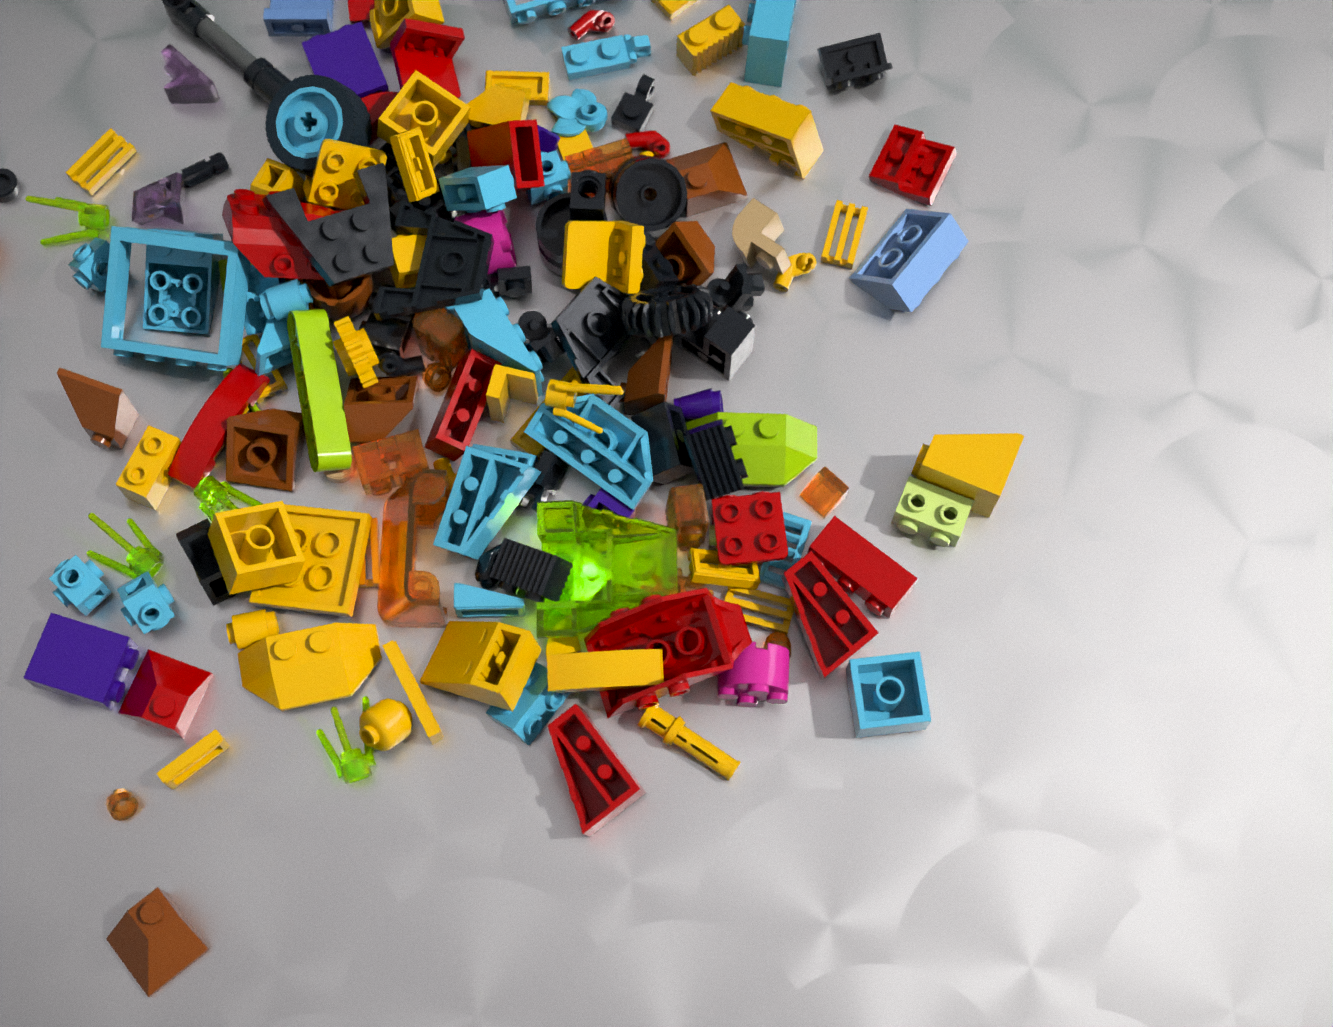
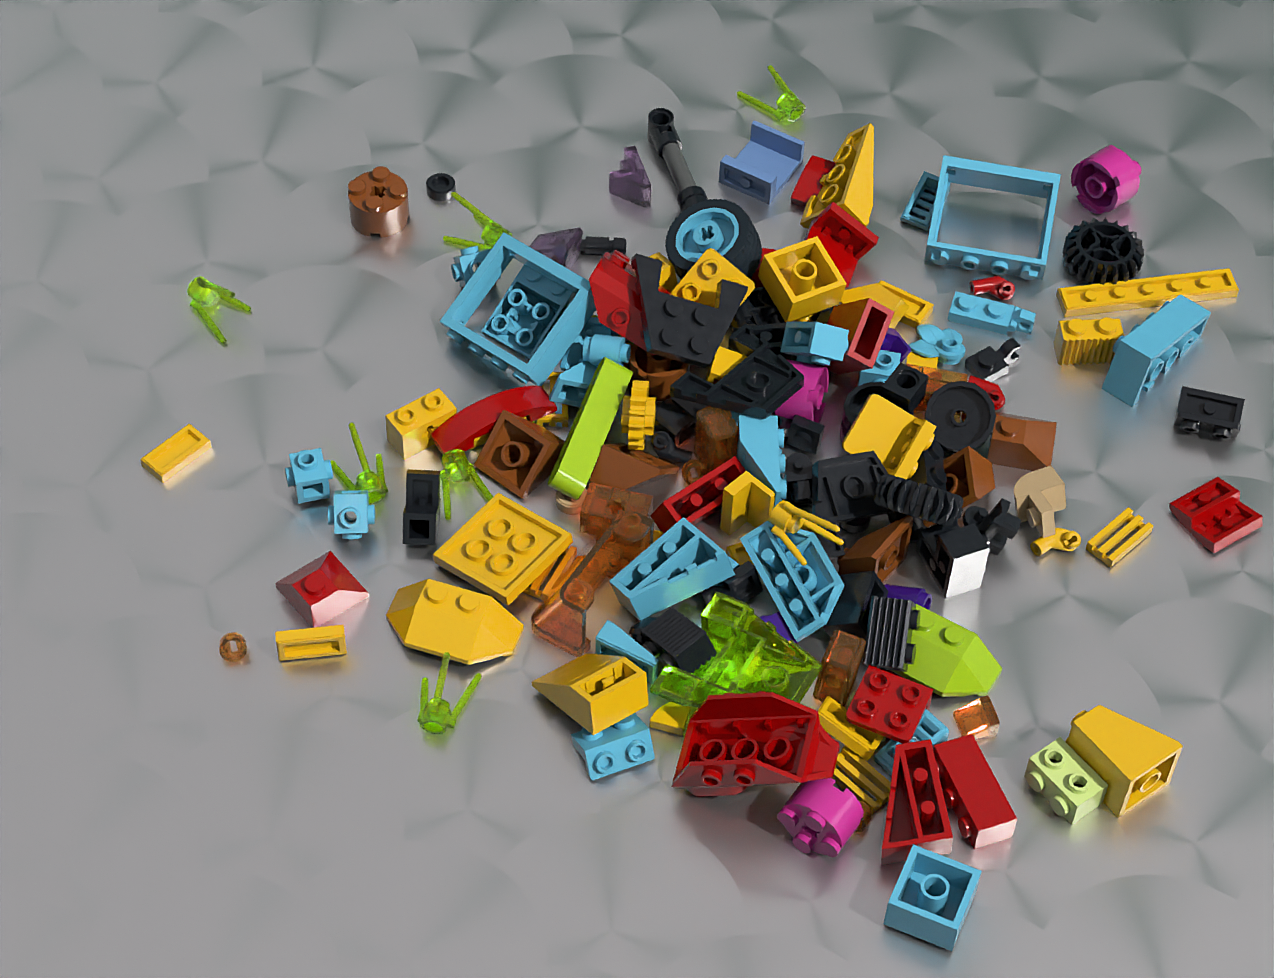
camera: 30 degrees right, 20 degrees down
(82, 662) = (273, 530): dark purple brick -> none
(97, 158) = (525, 201): yellow tile -> none
(100, 408) = (410, 361): dark orange slope -> none
(156, 941) = (190, 756): dark orange slope -> none
(252, 627) = (419, 569): yellow brick -> none
(255, 547) = (464, 506): yellow brick -> none
(347, 59) = (772, 217): dark purple brick -> none
(385, 724) = (481, 696): yellow head -> none
(412, 166) = (768, 299): yellow tile -> none
(413, 692) = (521, 686): yellow tile -> none
(593, 770) = (632, 820): red wedge -> none
(604, 670) = (686, 737): yellow slope -> none
(674, 731) = (726, 829): yellow pin -> none
(770, 124) = (1103, 424): yellow wedge -> none
(910, 258) = (1169, 581): light blue slope -> none

